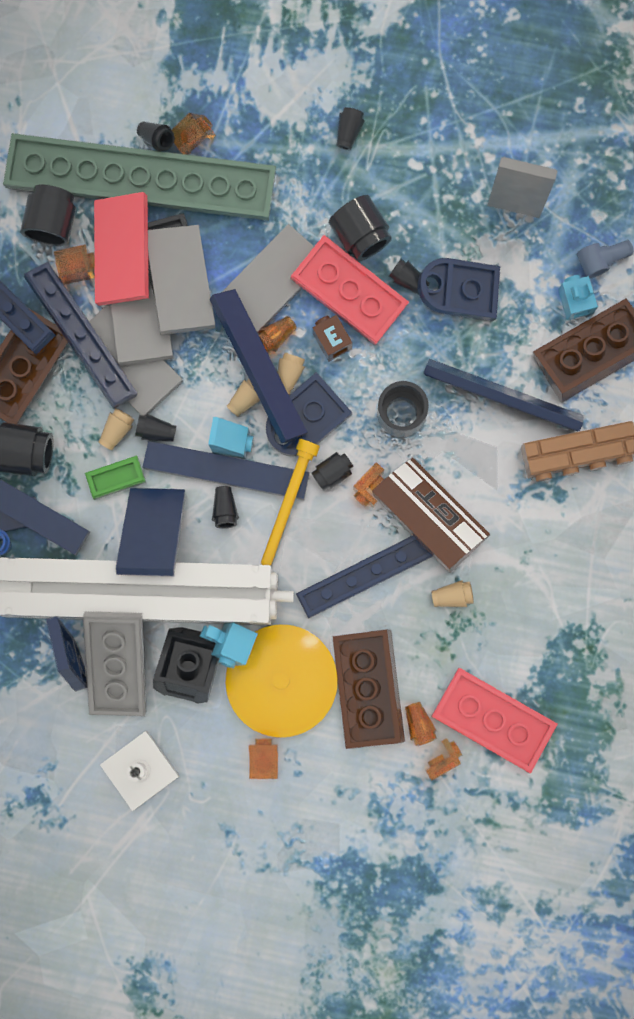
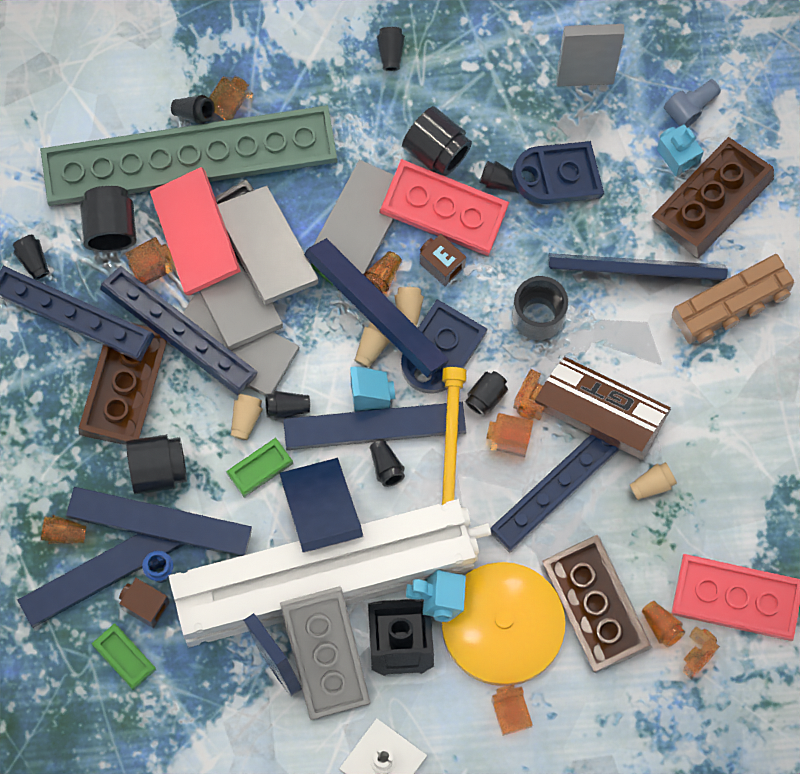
camera: 25 degrees left, 10 degrees down
(340, 514) = (510, 434): none -> clear orange brick

